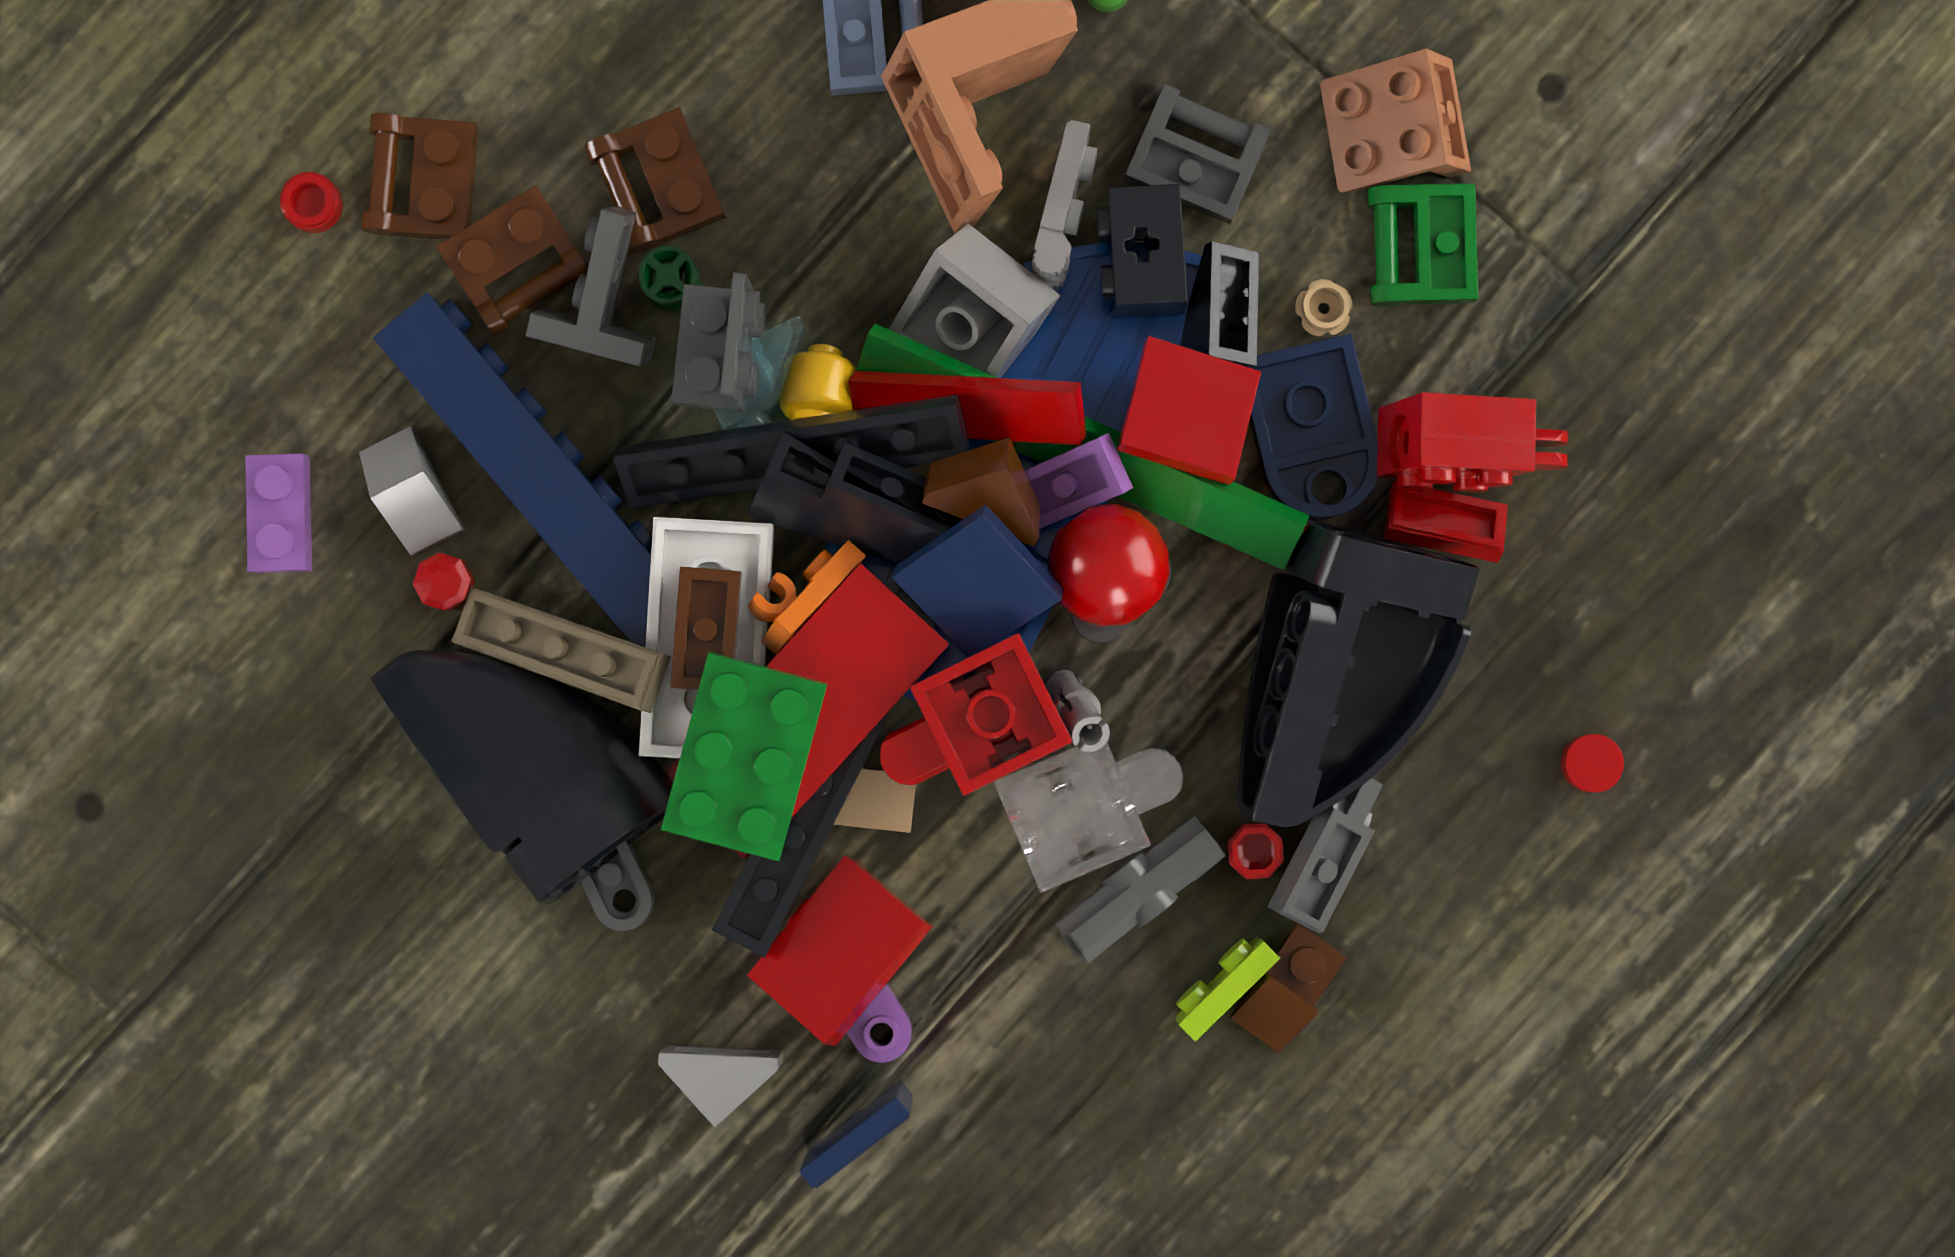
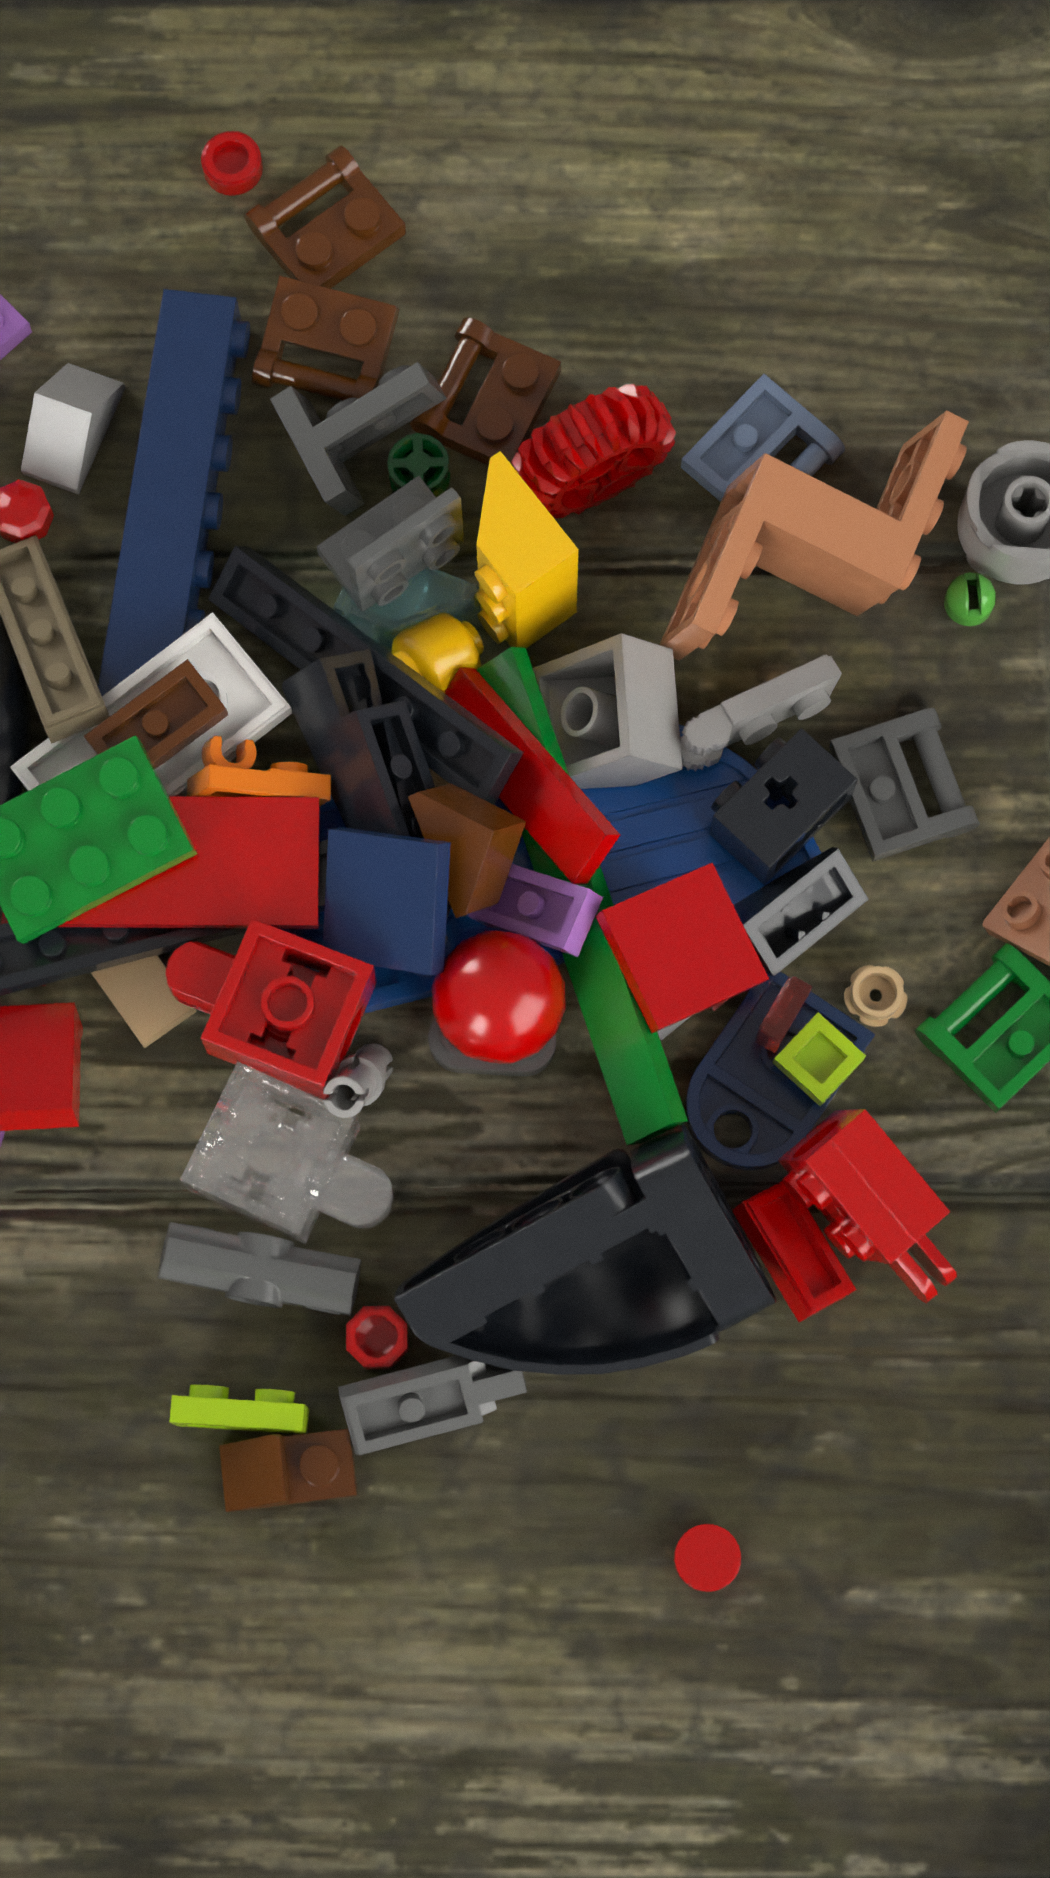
camera: 50 degrees right, 10 degrees down
(773, 146) = (595, 449): none -> red gear
(813, 269) = (523, 561): none -> yellow slope
(1289, 383) = (783, 1013): none -> clear red tile
(1339, 387) = (819, 1059): none -> lime plate

